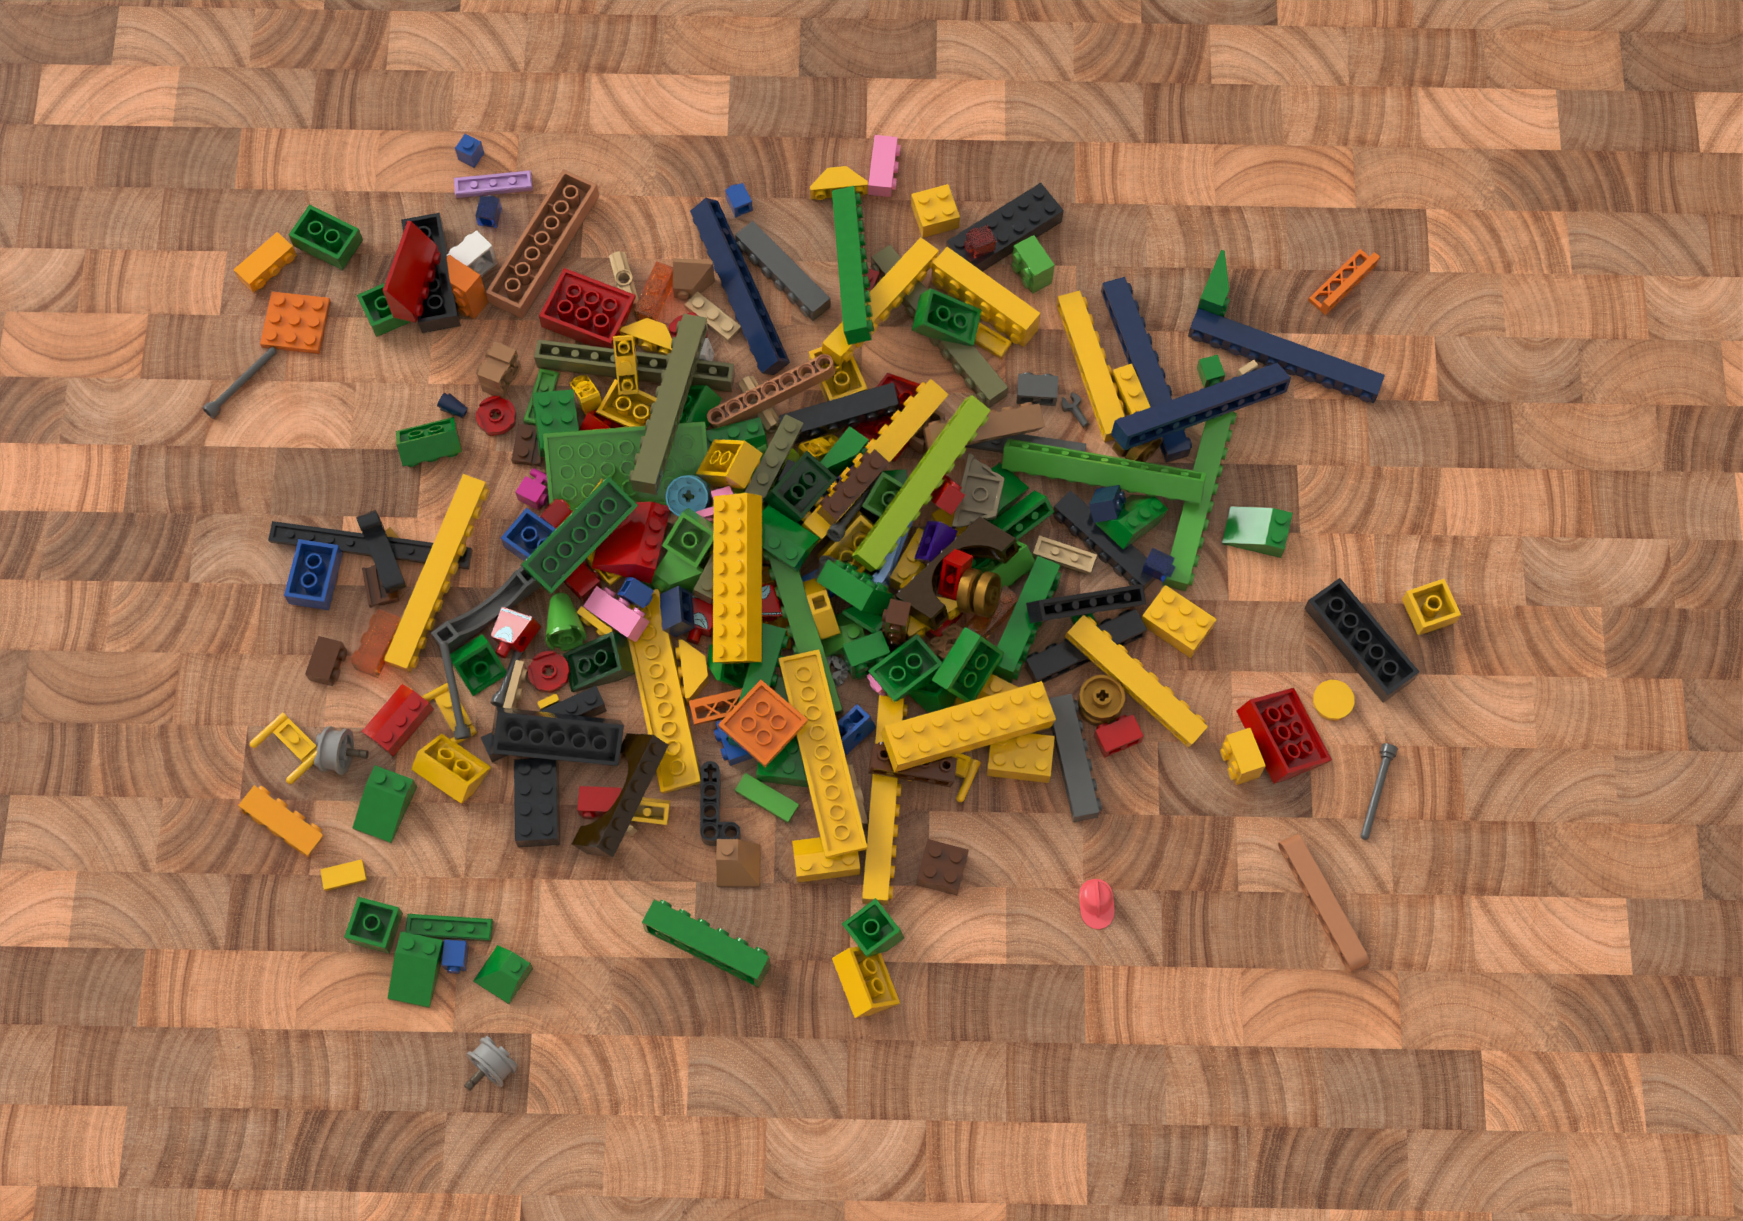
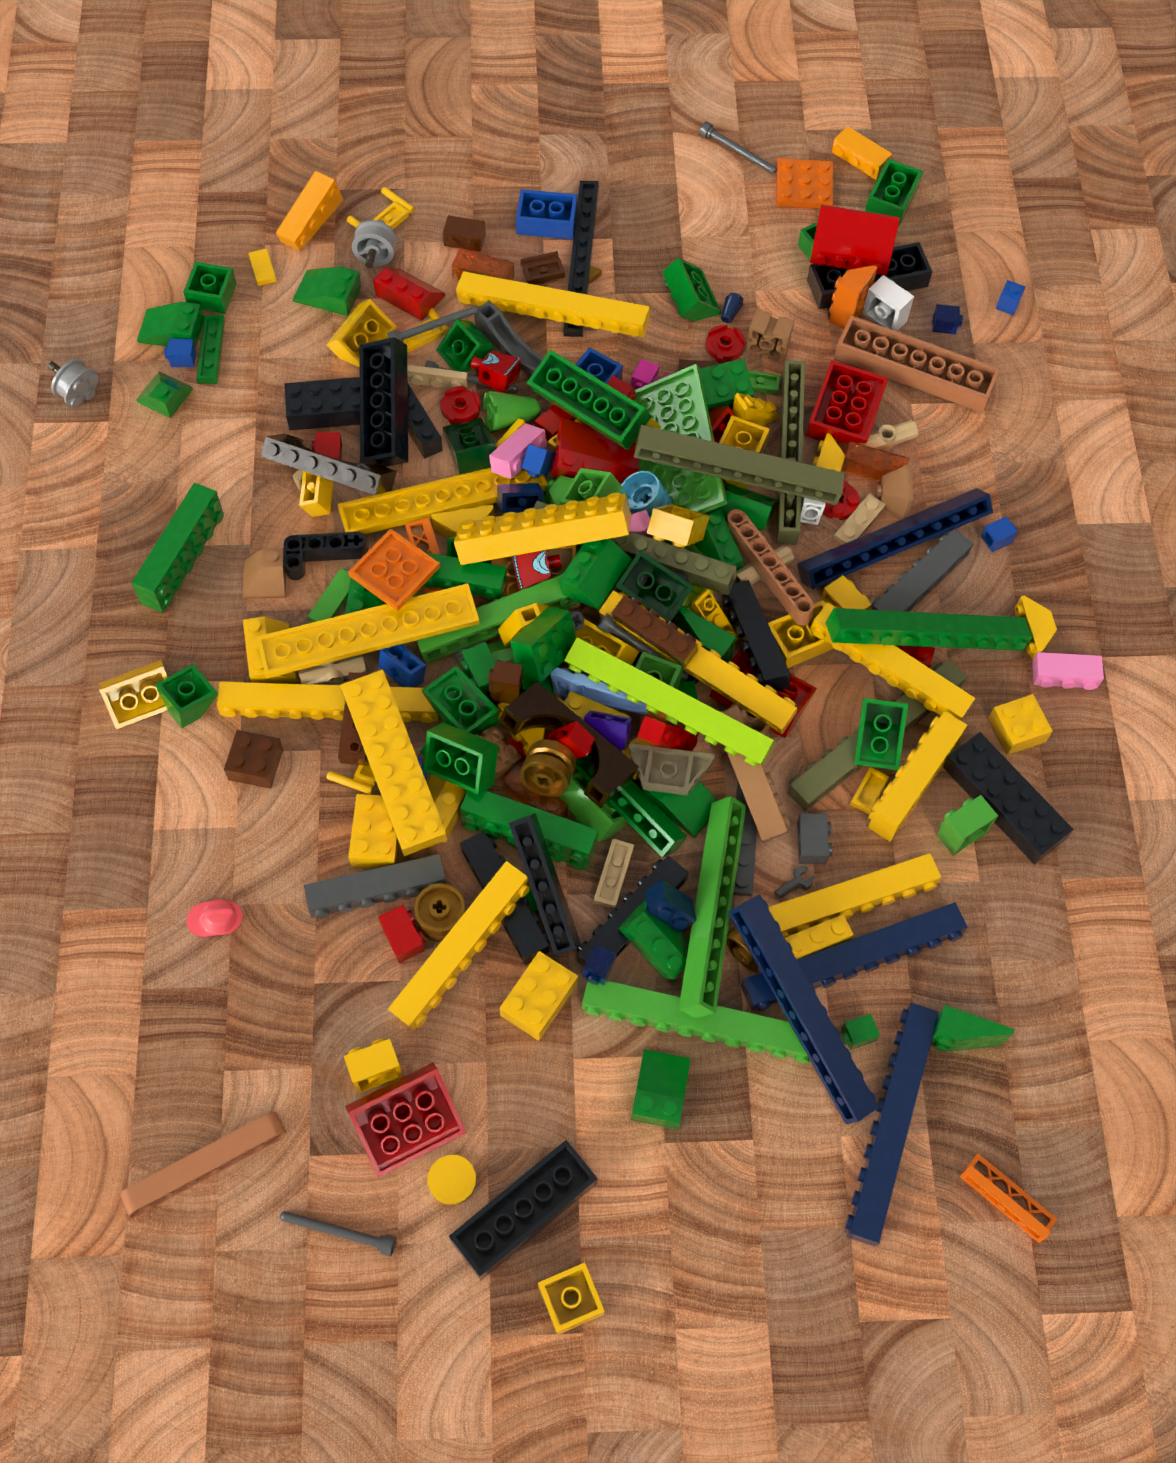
camera: 85 degrees right, 5 degrees down
(381, 551) = (571, 258): black beam -> none
(493, 184) = (979, 324): lavender tile -> none
(549, 701) = (427, 405): yellow tile -> none
(626, 364) = (782, 429): yellow slope -> none
(801, 336) = (844, 594): none -> yellow brick
(980, 241) = (980, 759): clear red brick -> none
(1251, 366) = (869, 1076): tan tile -> none

